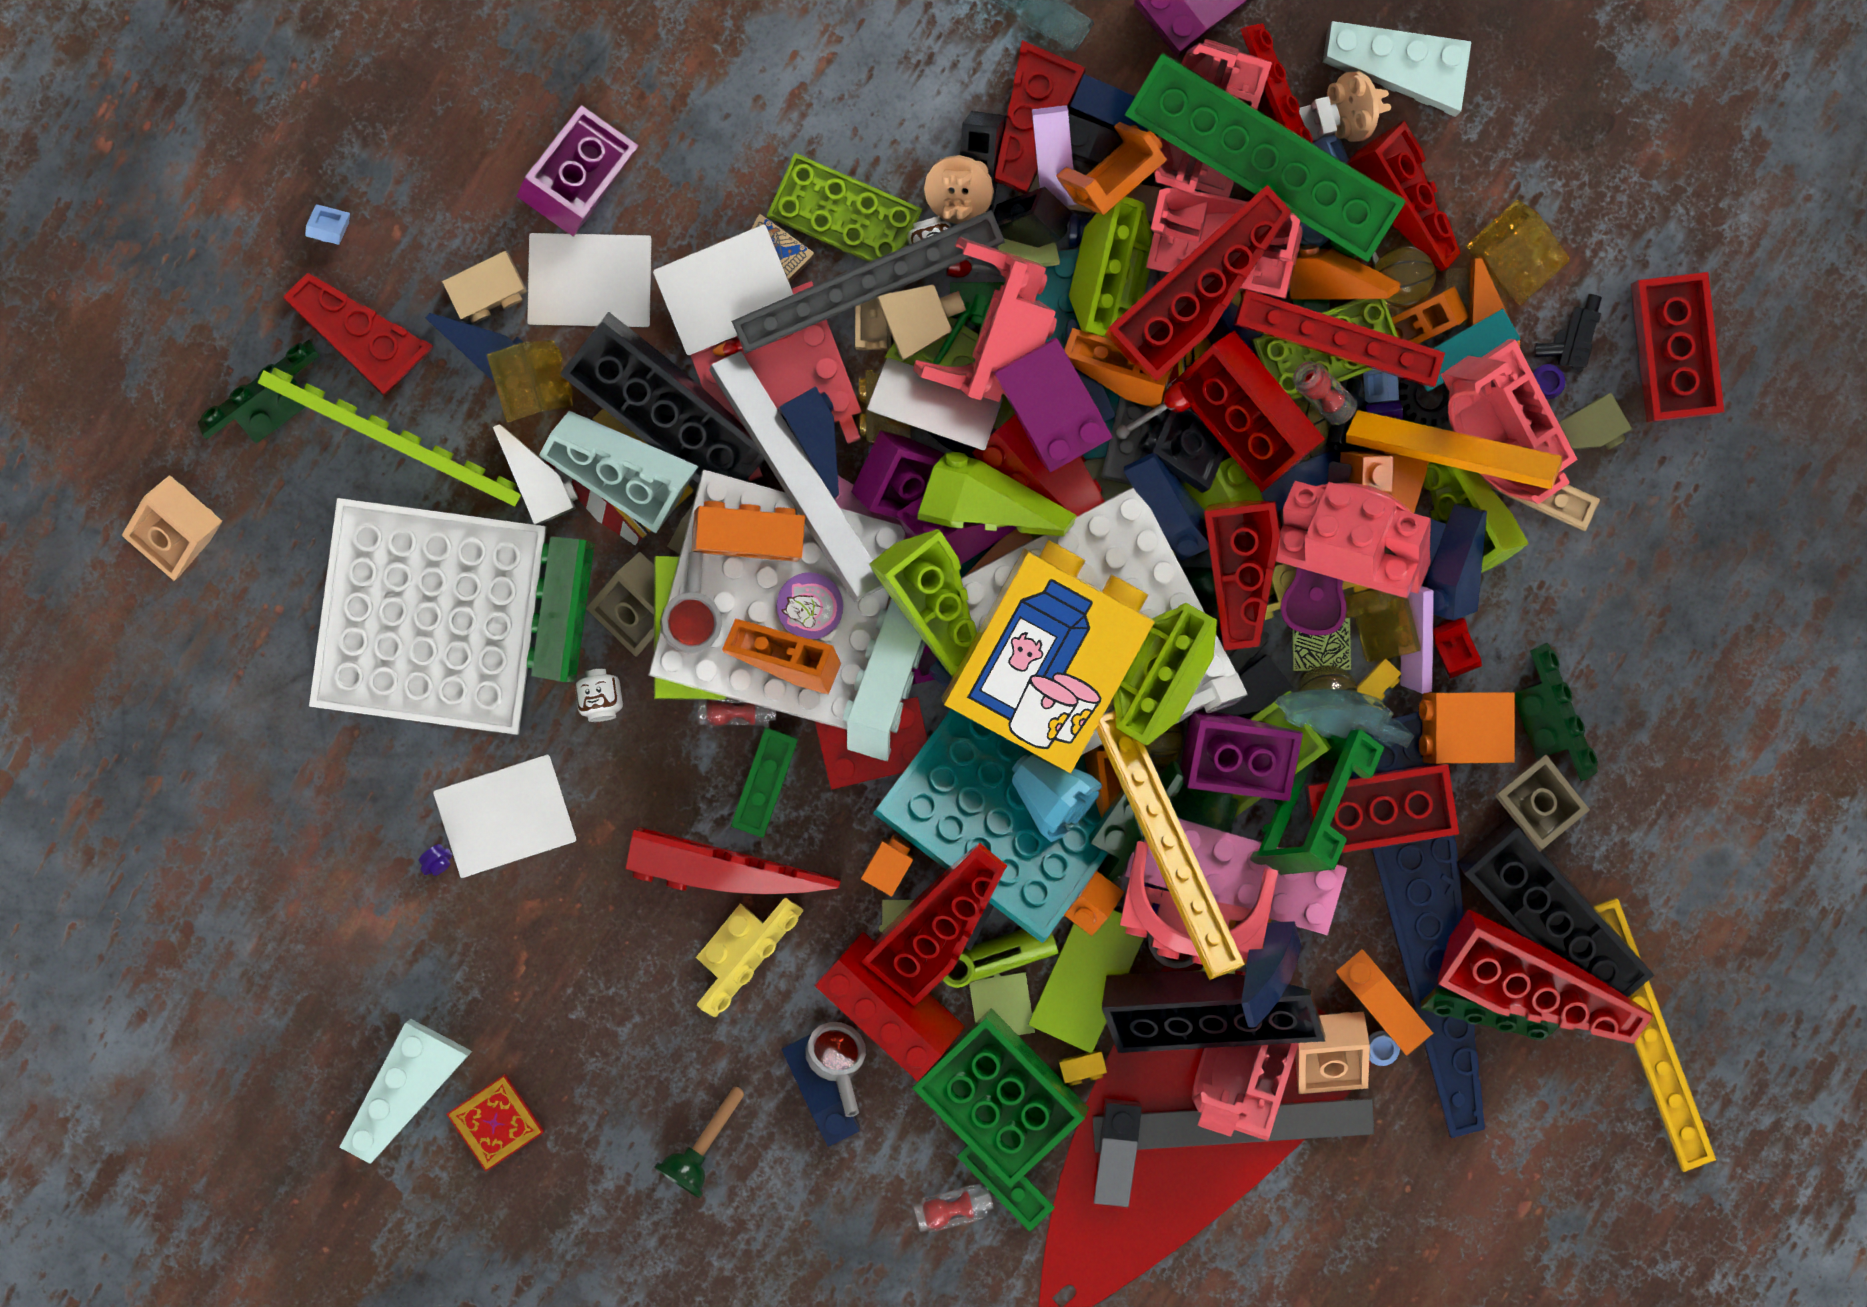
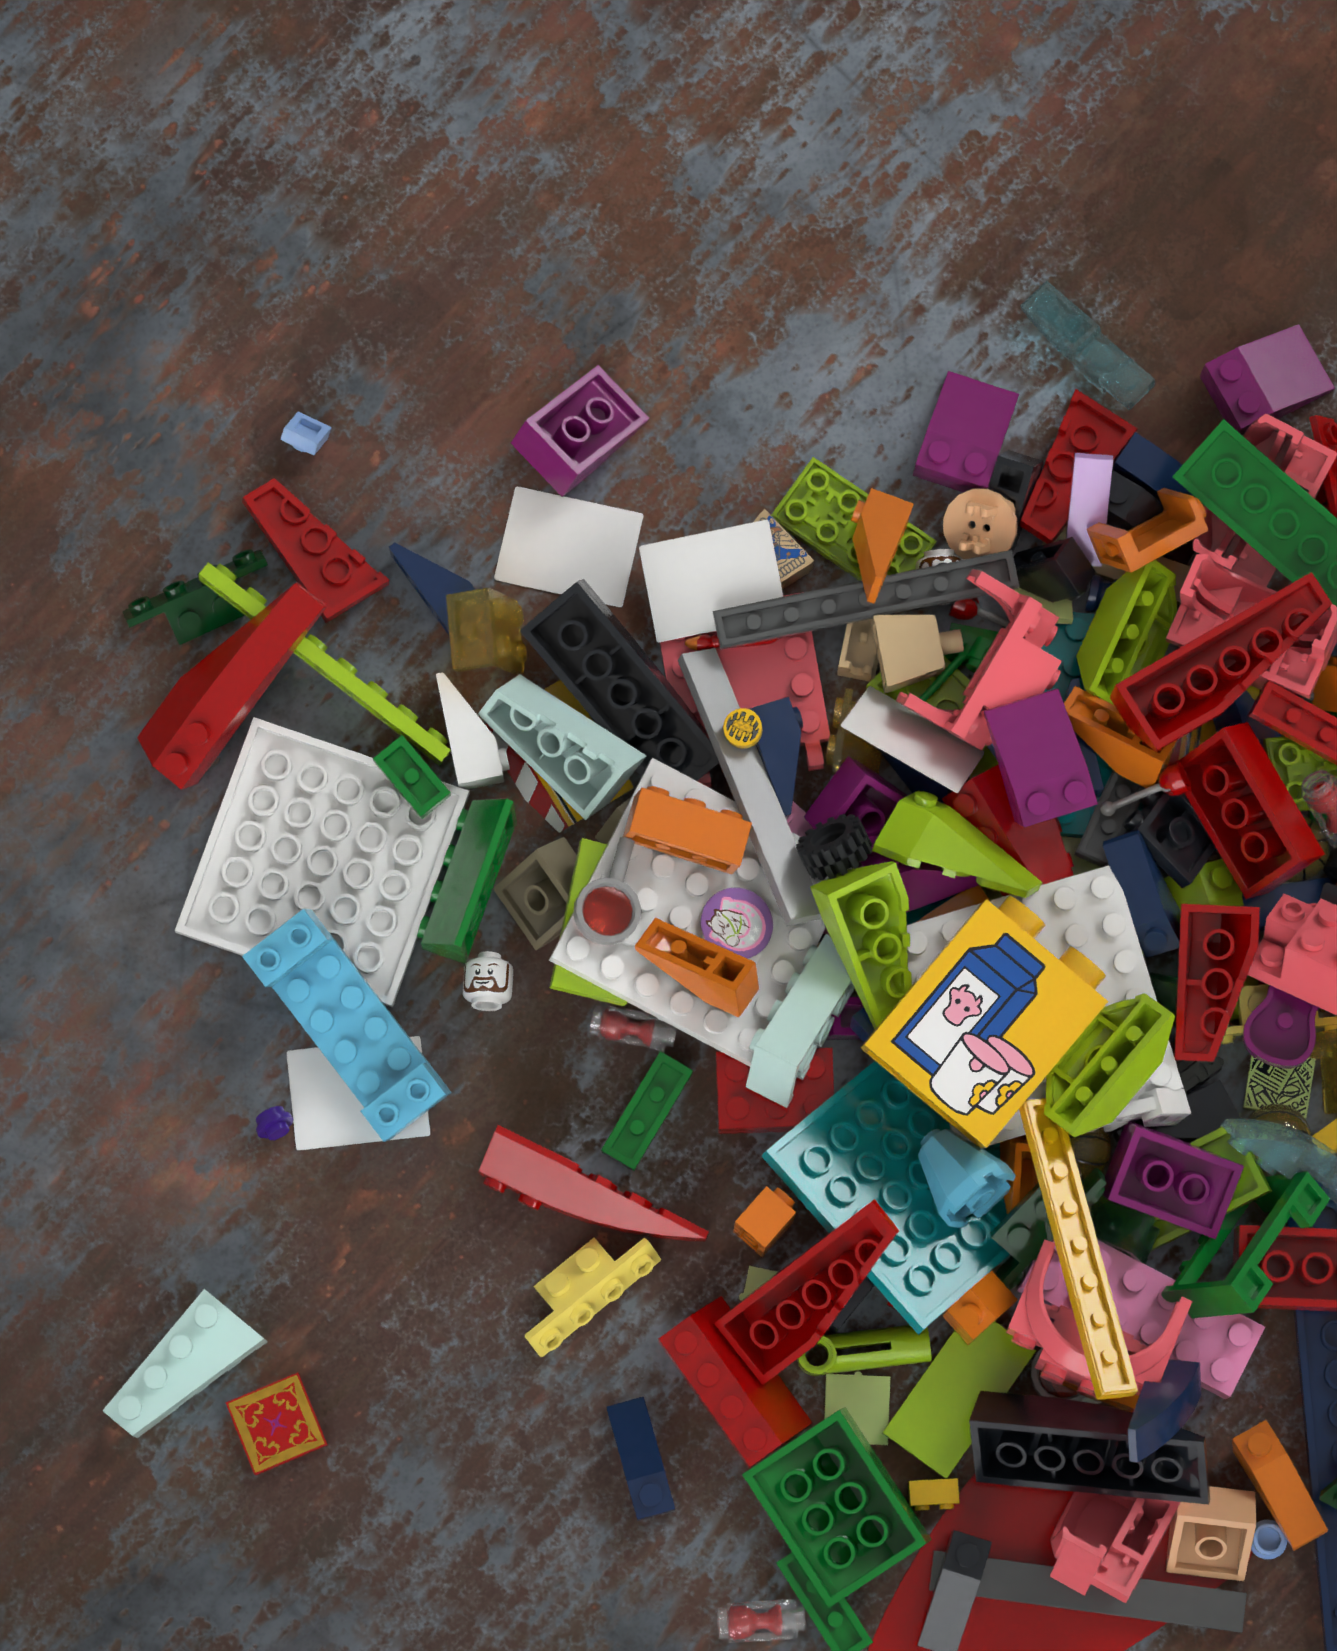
camera: 10 degrees right, 10 degrees down
(171, 527) = (70, 713): light nougat slope -> none
(304, 480) = (224, 687): none -> red wedge
(483, 761) = (348, 1023): none -> medium azure plate
(485, 287) = (458, 530): tan brick -> none
(491, 526) = (411, 777): none -> green plate
(686, 1168) = (474, 1515): piece -> none
(779, 425) = (742, 728): none -> yellow tile
(837, 1054) = (668, 1423): piece -> none
(867, 221) = (877, 537): none -> orange slope
(883, 522) = (834, 847): none -> black tyre
(929, 102) = (965, 433): none -> magenta slope

